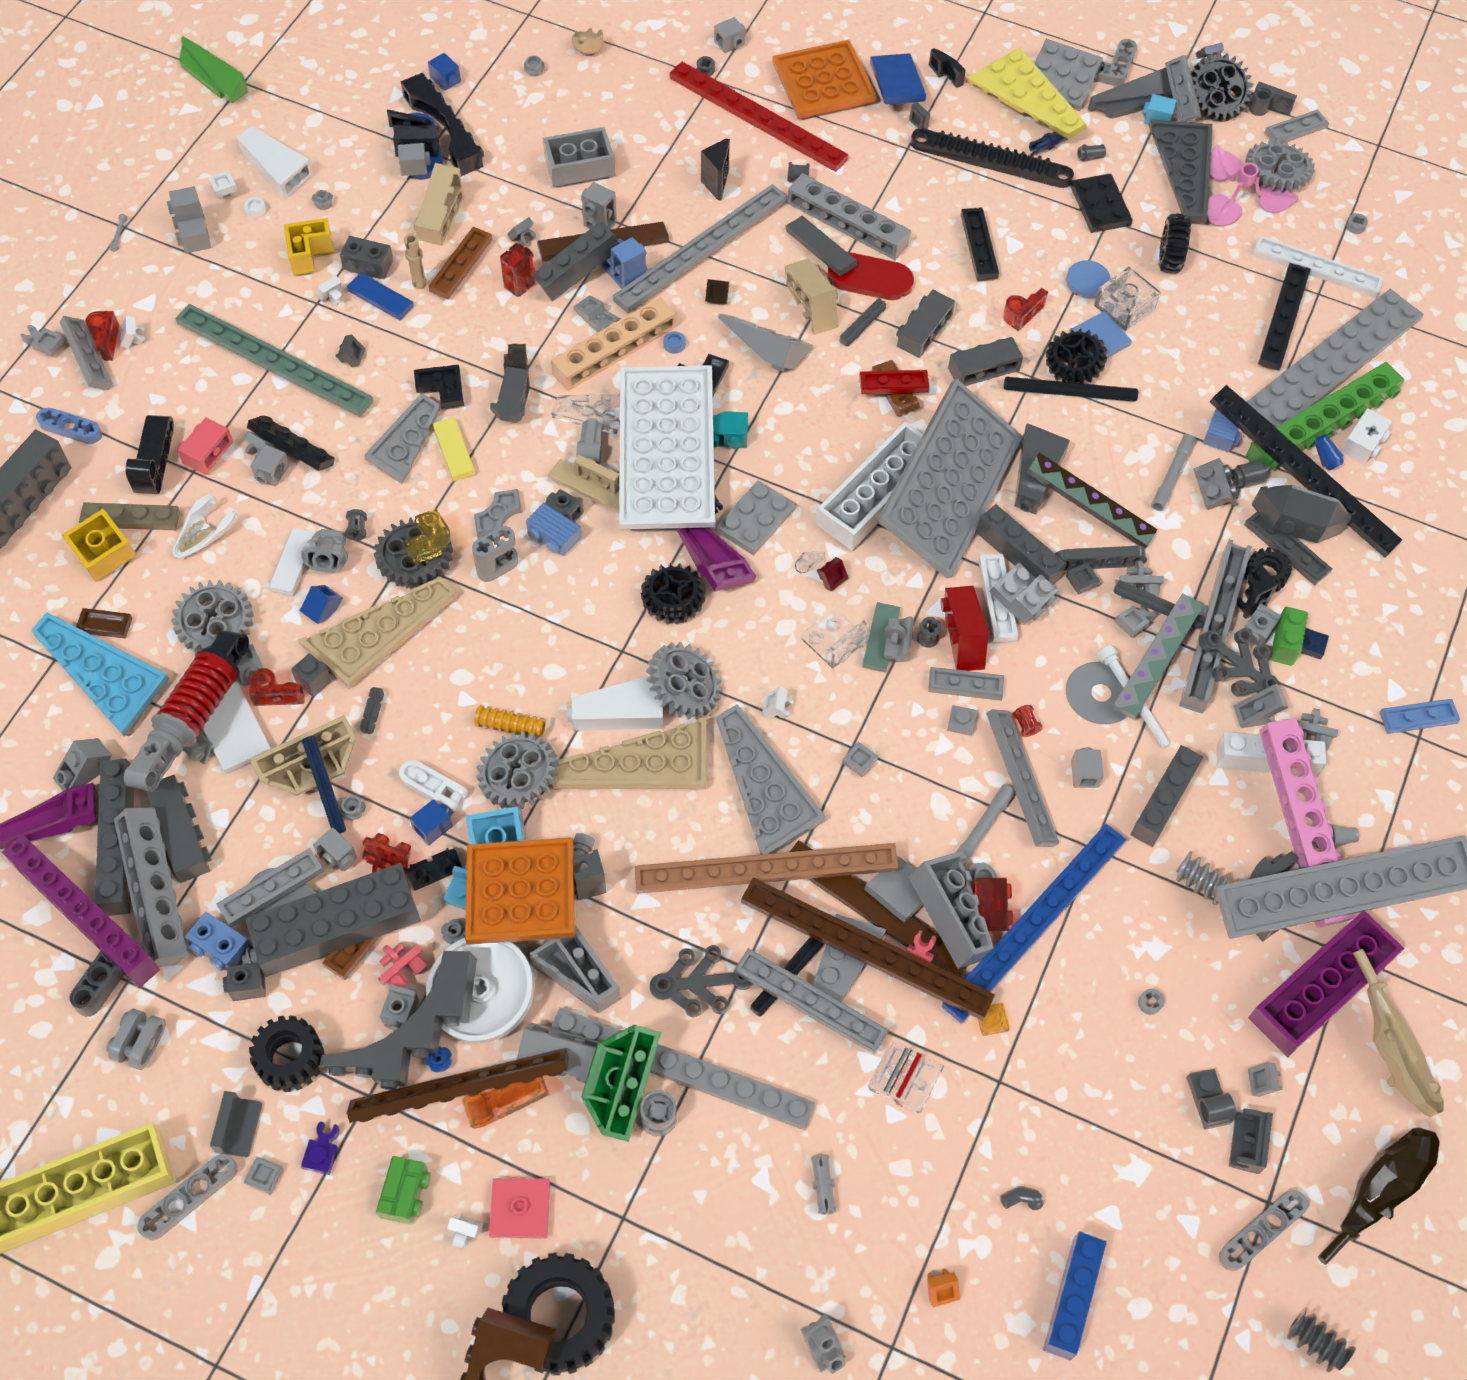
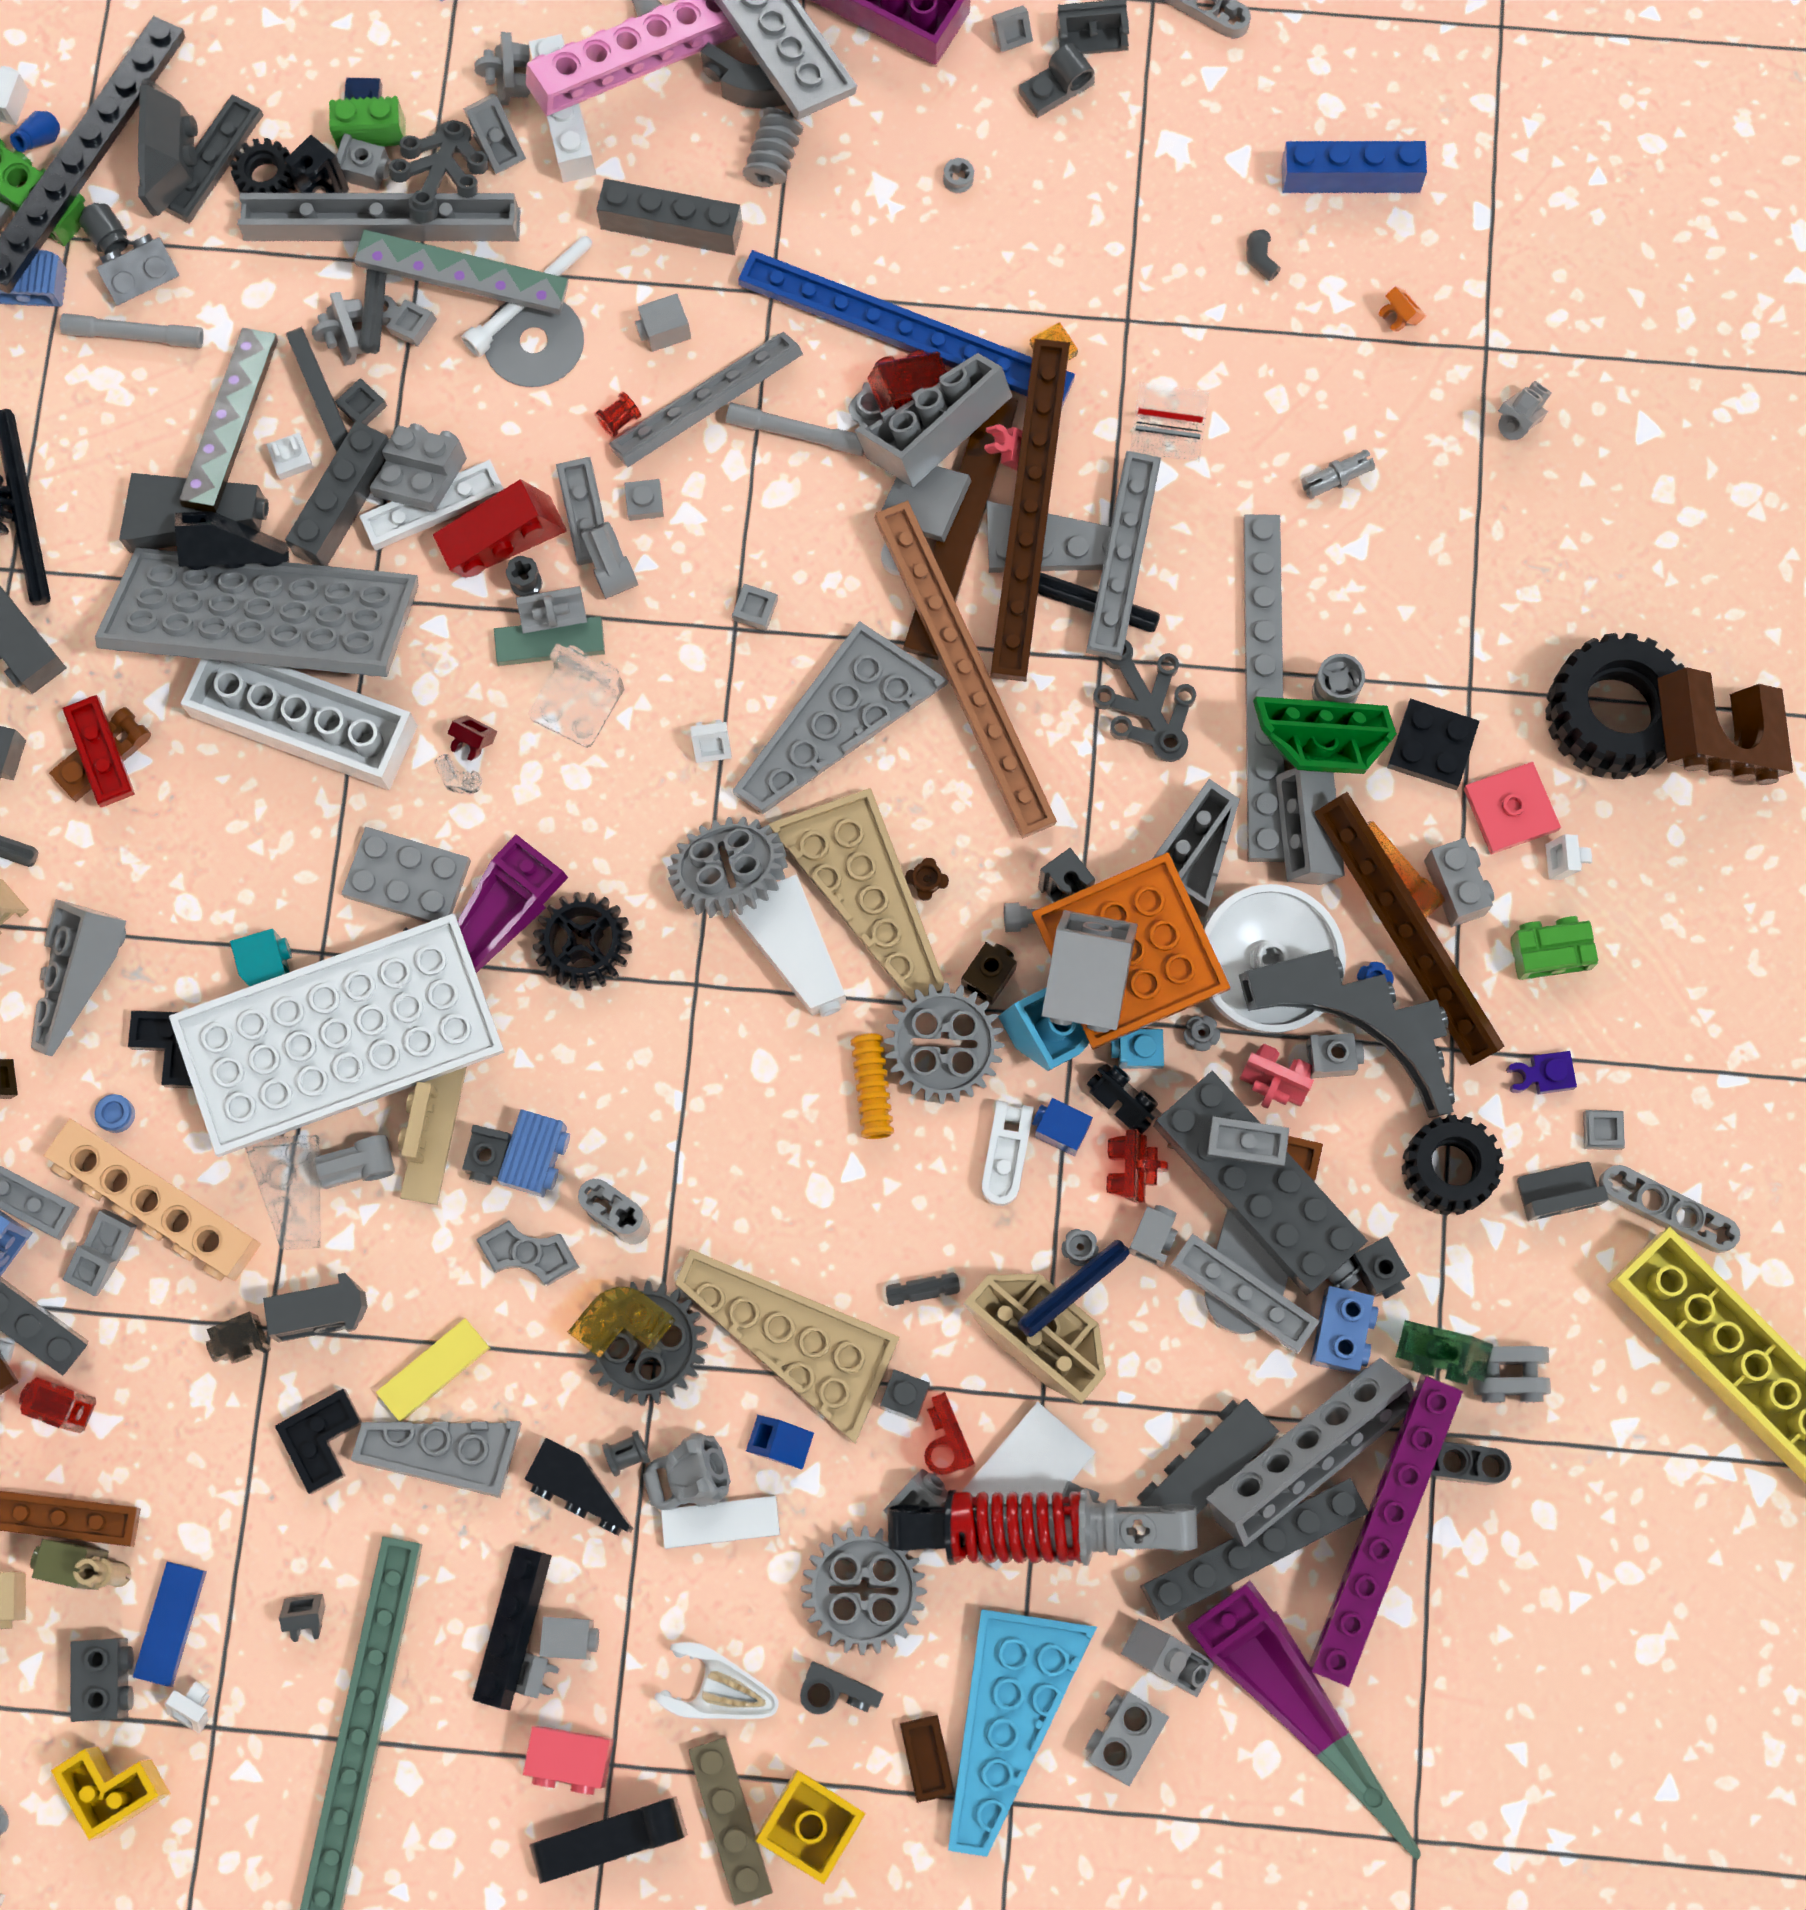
camera: 105 degrees left, 15 degrees up
(49, 728) = (1136, 1743): none -> light grey brick
(167, 992) = (1444, 1351): none -> clear green brick
(168, 588) = (859, 1694): none -> dark grey plate
(354, 905) = (1248, 1141): none -> light grey plate
(357, 491) = (571, 1477): none -> black slope
(434, 252) = (56, 1562): none -> olive brick
(479, 1141) = (1458, 879): none -> light grey brick
(515, 851) = (1089, 971): none -> light grey slope
(551, 813) = (989, 972): none -> dark brown brick
(590, 1171) = (1433, 744): none -> black plate
(632, 794) = (926, 889): none -> reddish brown plate
(915, 681) = (611, 567): none -> light grey piece
(1006, 470) = (217, 540): none -> black slope
(1059, 532) = (289, 456): none -> white tile

